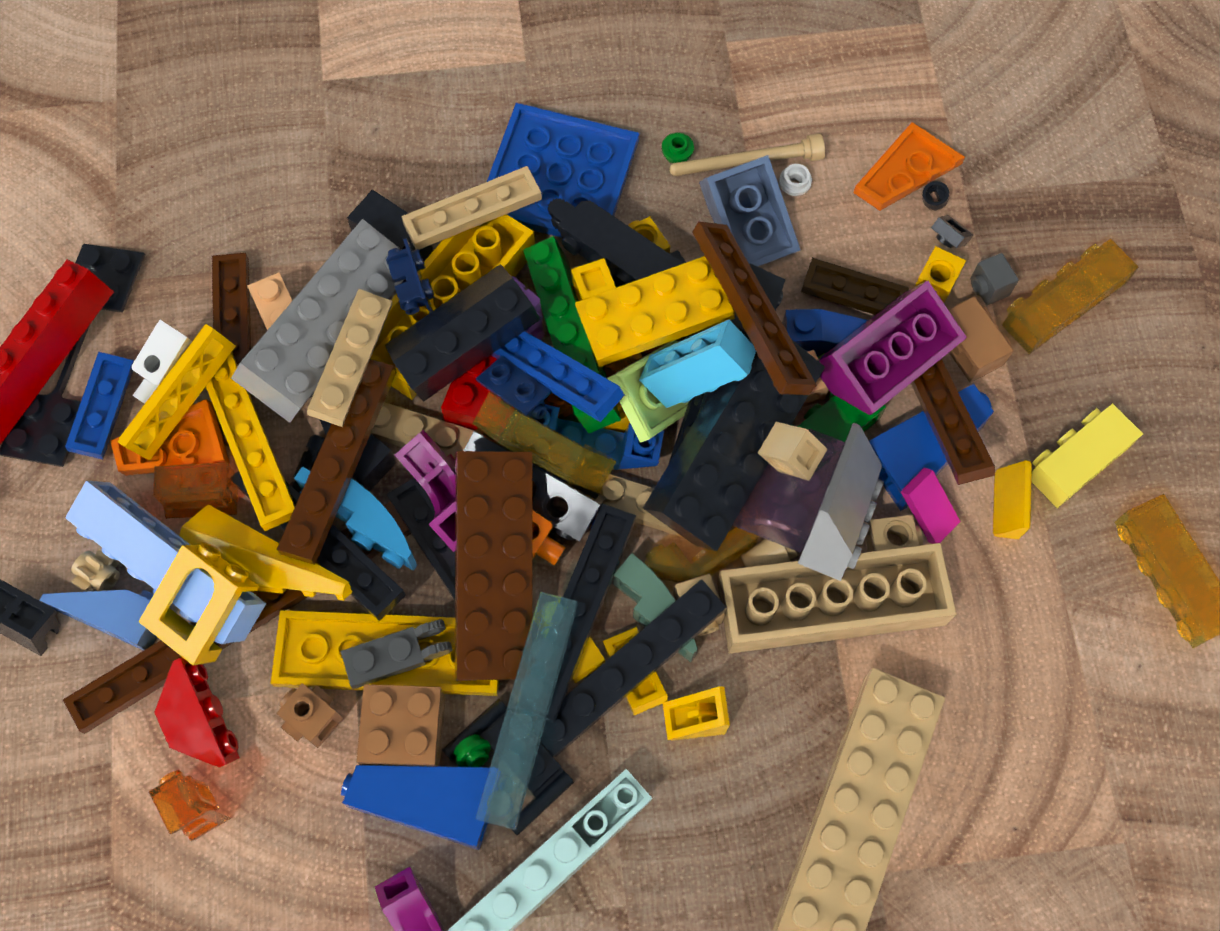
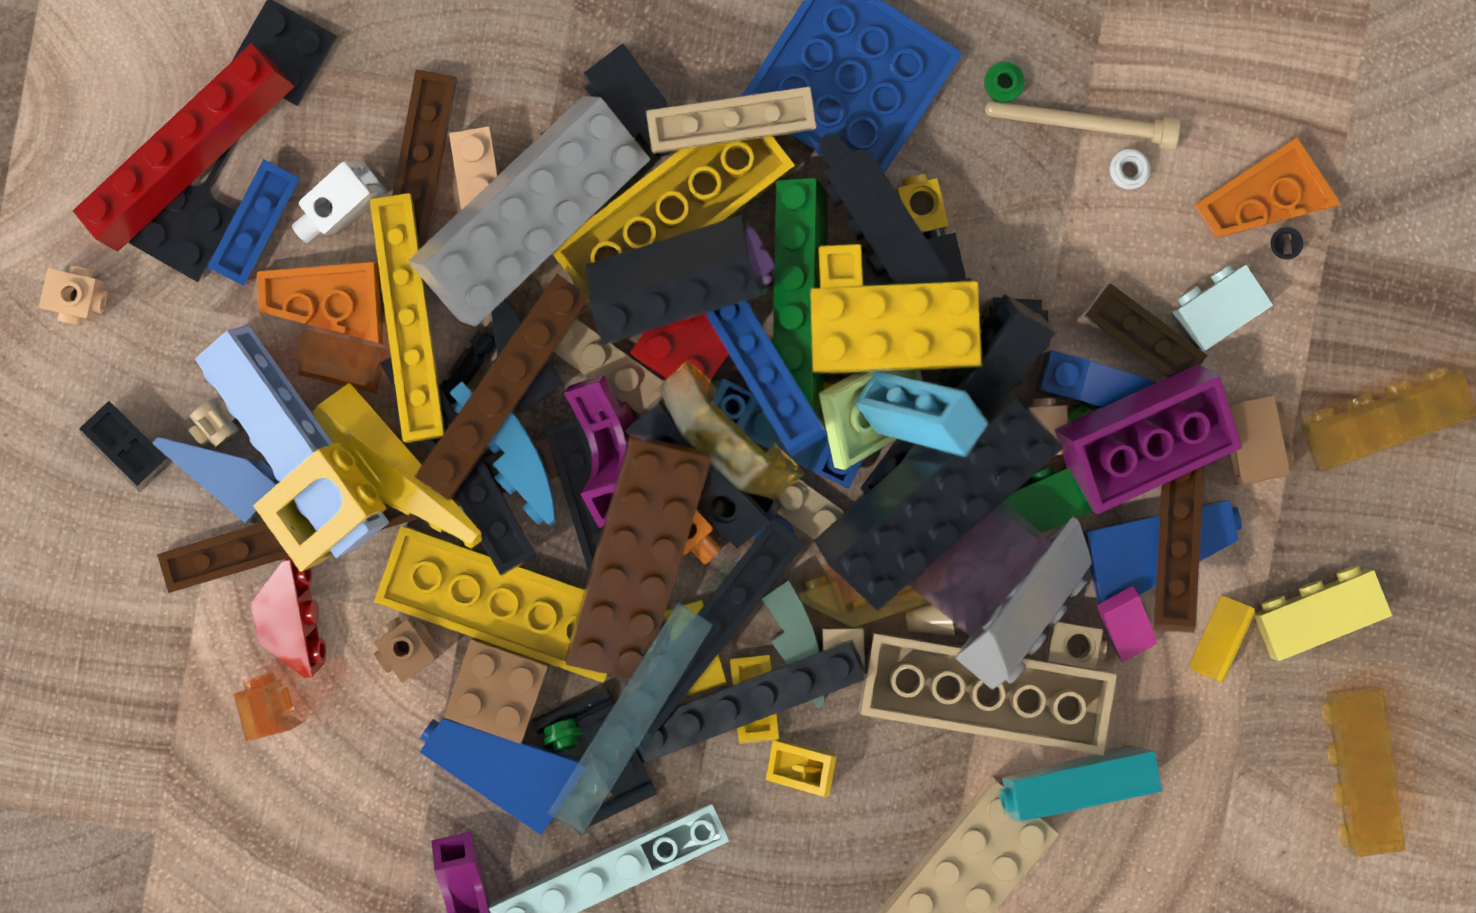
camera: 15 degrees right, 20 degrees up
(176, 392) = (342, 248): yellow fence -> none
(349, 358) = (544, 279): tan plate -> none
(393, 654) = (506, 612): dark grey hinge -> none
(407, 265) = (638, 177): dark blue hinge -> none
(515, 388) = (714, 370): dark blue hinge -> none
(753, 209) = (1058, 201): sand blue slope -> none
(754, 309) = (999, 374): reddish brown plate -> none
(792, 450) = (988, 542): tan brick -> none
(905, 250) = (1221, 307): none -> light aqua brick
(942, 266) = (1262, 343): yellow brick -> none
(948, 642) = (1081, 783): none -> teal slope
(951, 232) = (1287, 296): black plate -> none
(993, 279) = (1309, 373): dark grey plate -> none

